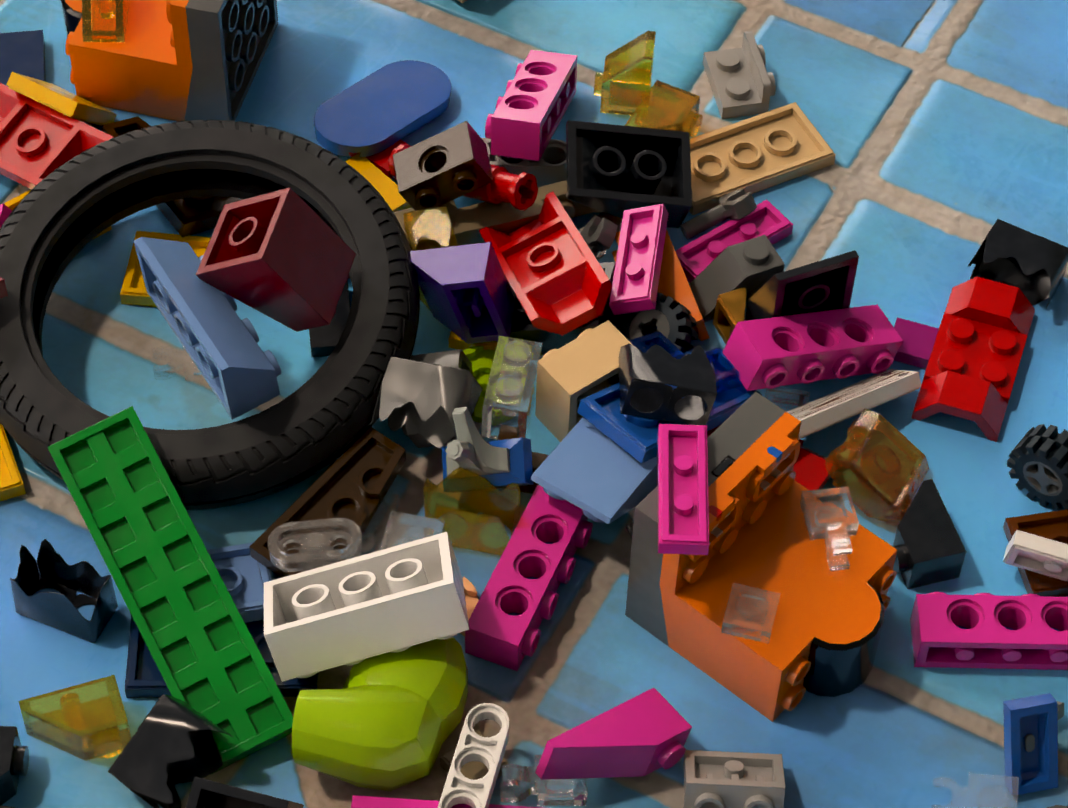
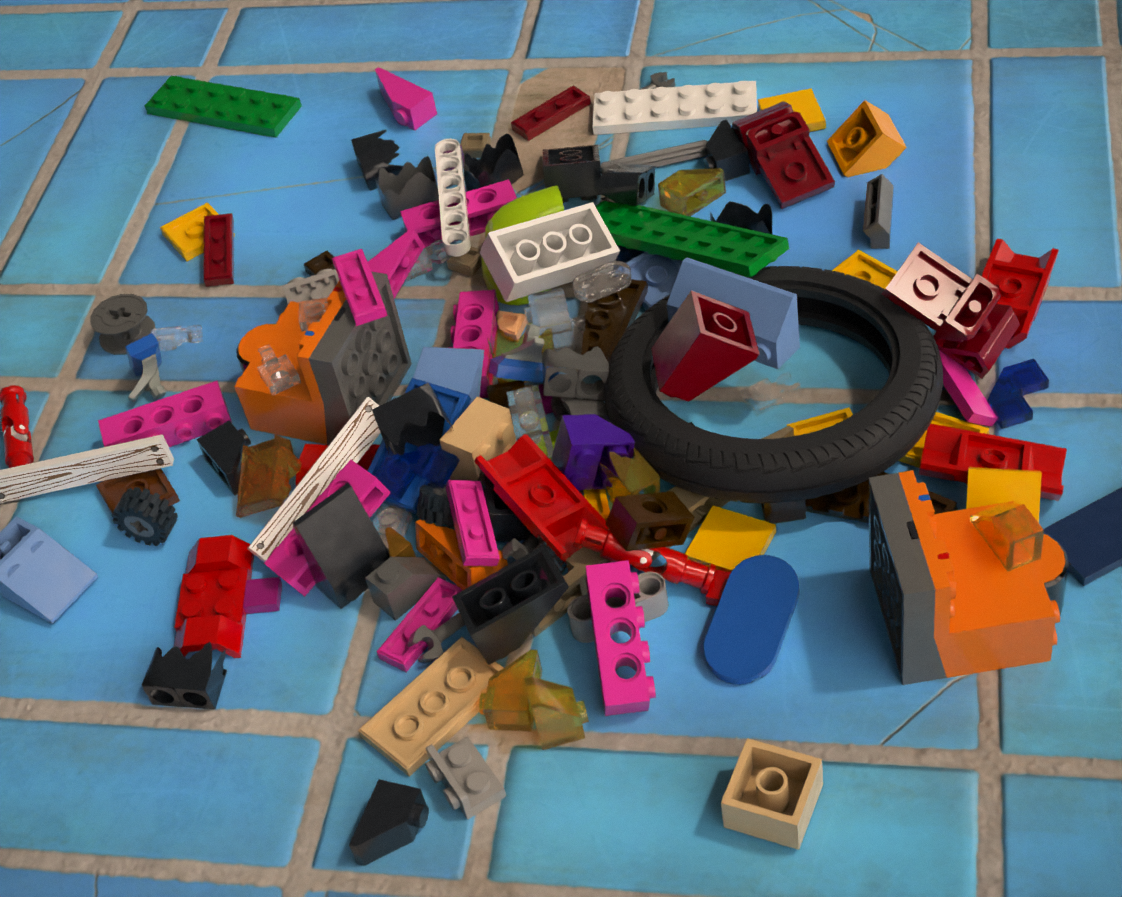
camera: 170 degrees right, 5 degrees down
(826, 58) = (388, 821): none -> black slope

